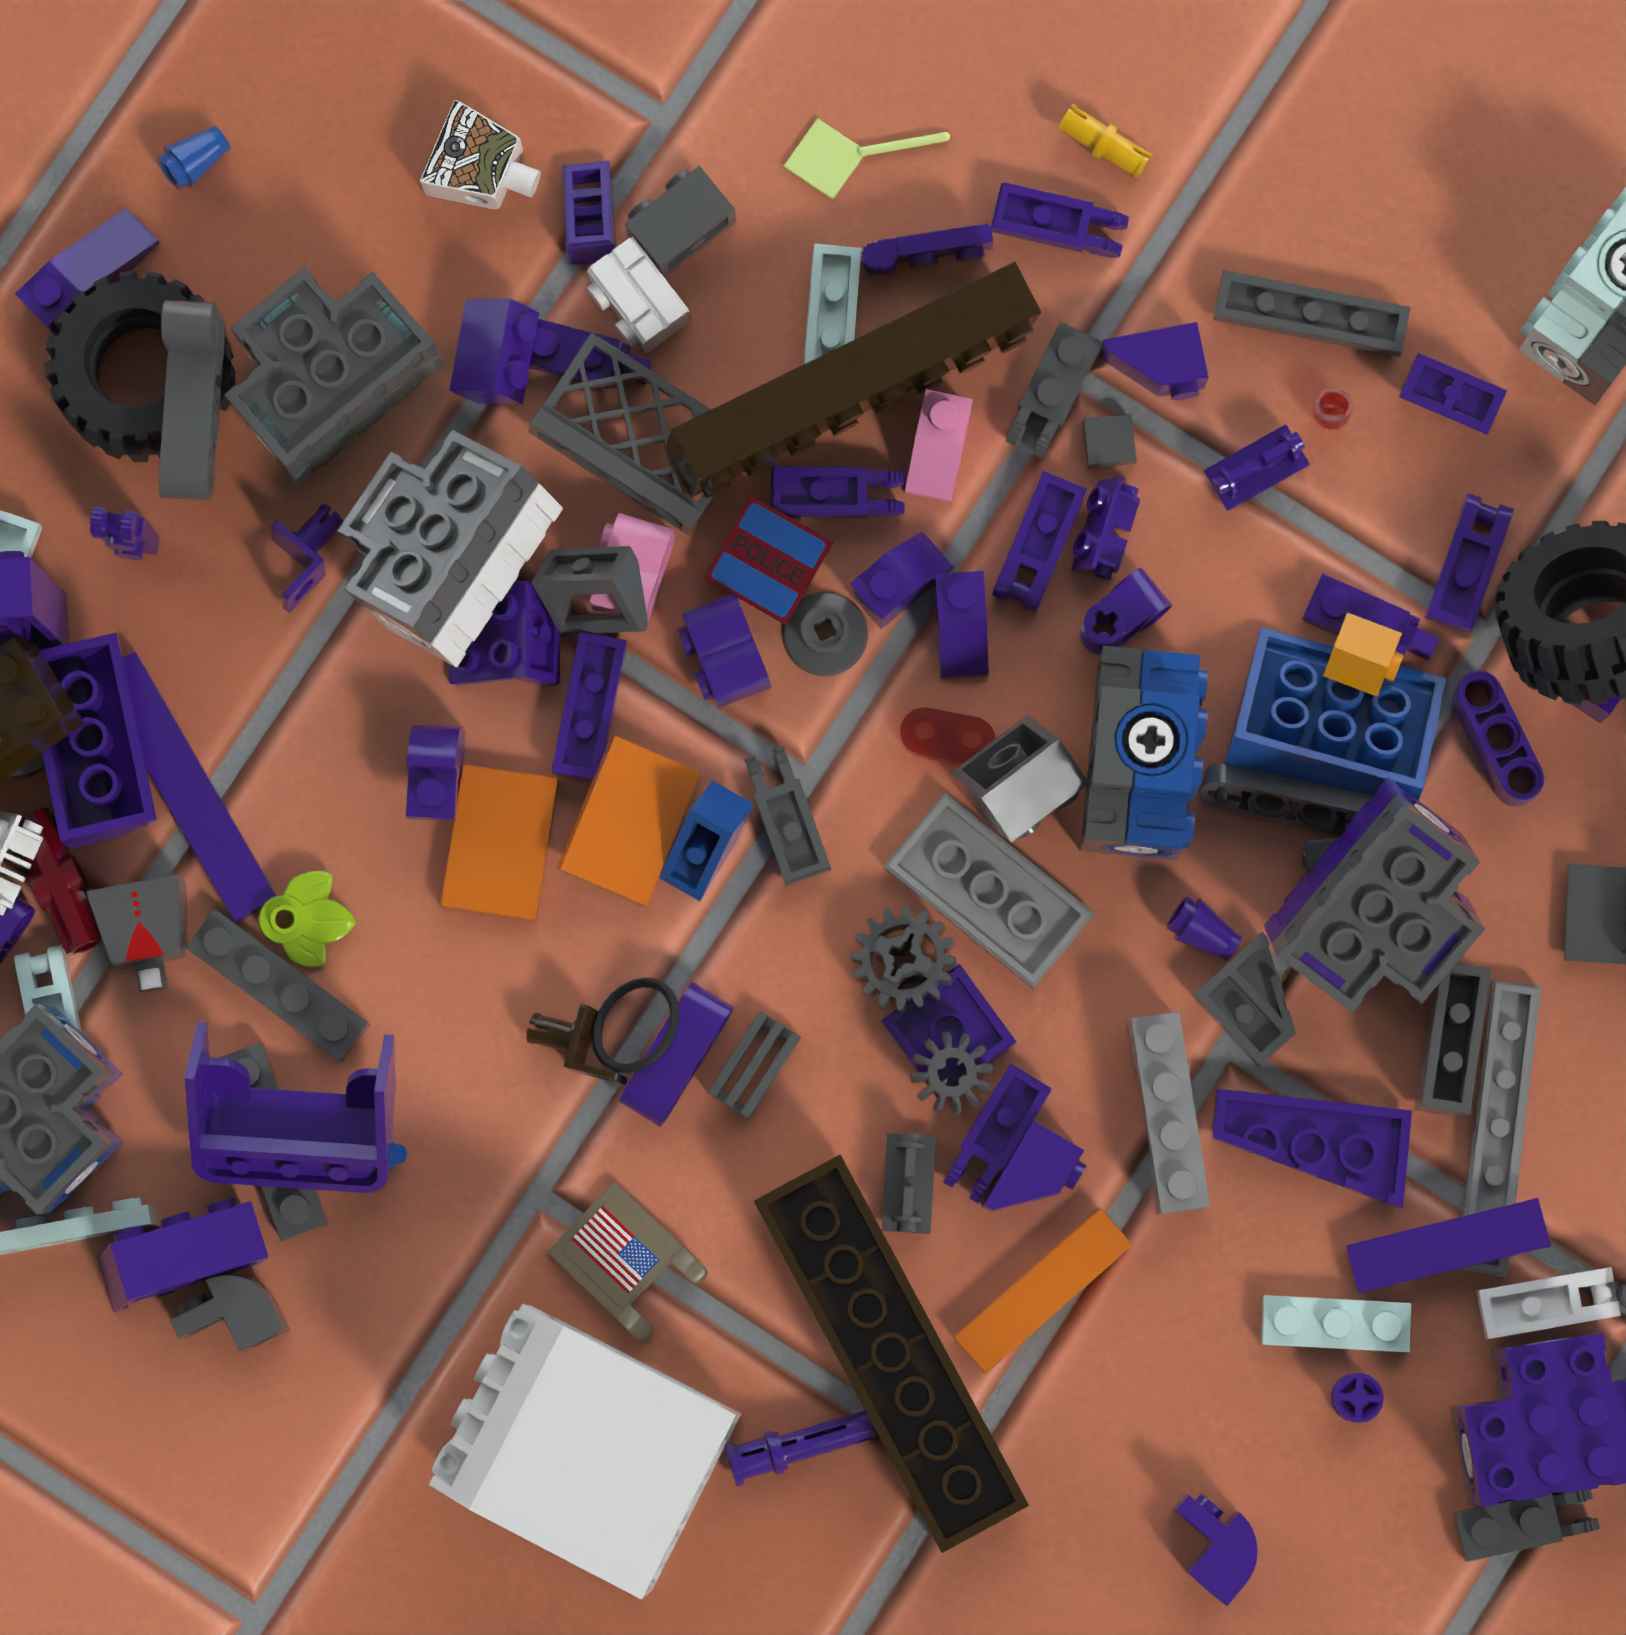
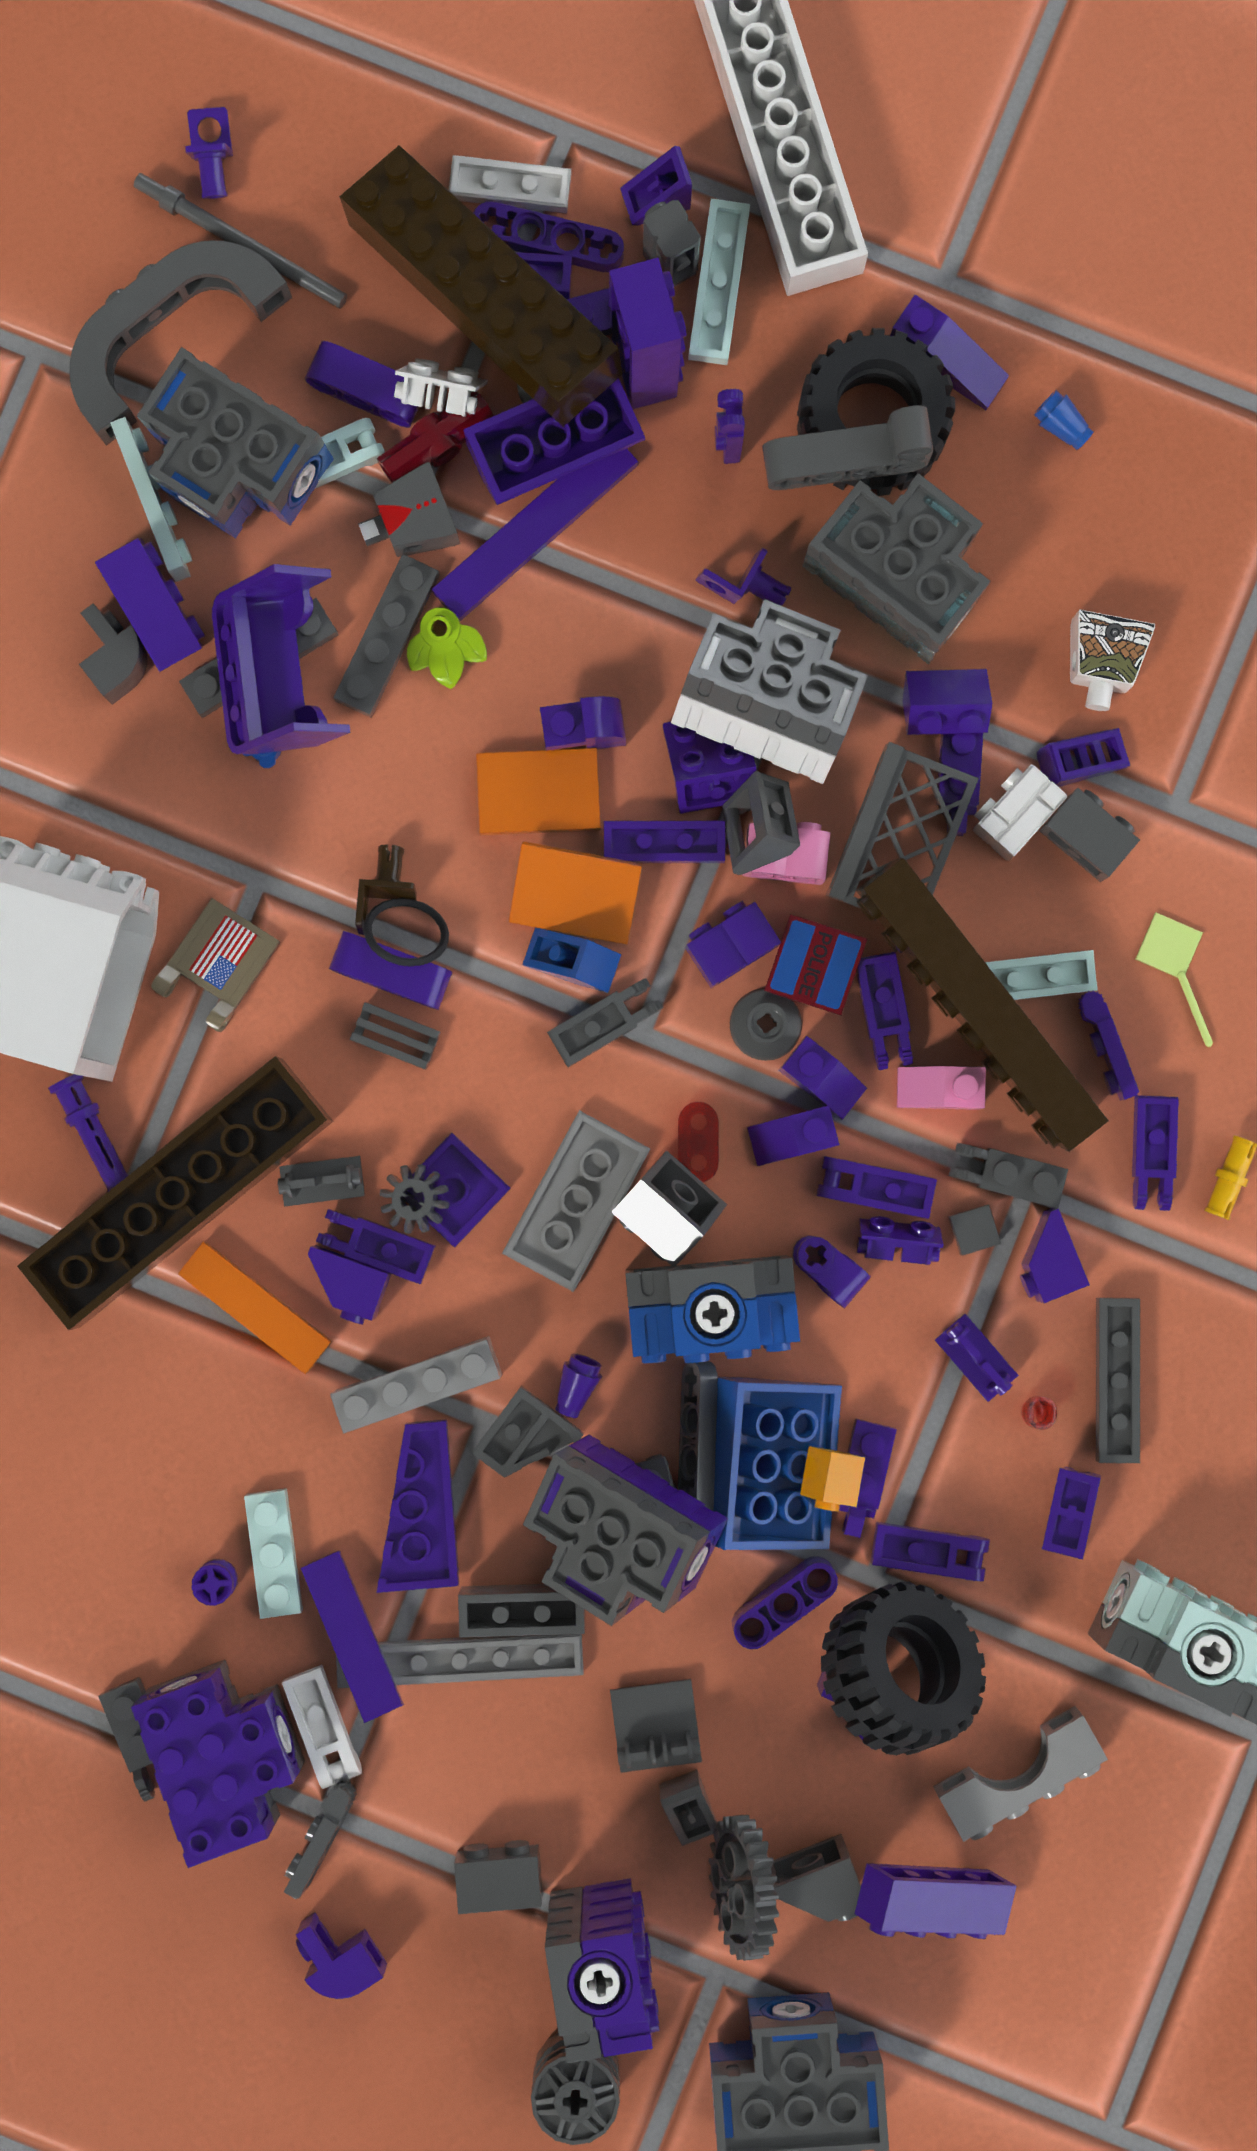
camera: 70 degrees right, 5 degrees up
(885, 949) = (484, 1136): dark grey gear -> none
(1229, 1556) = (69, 1500): dark purple brick -> none

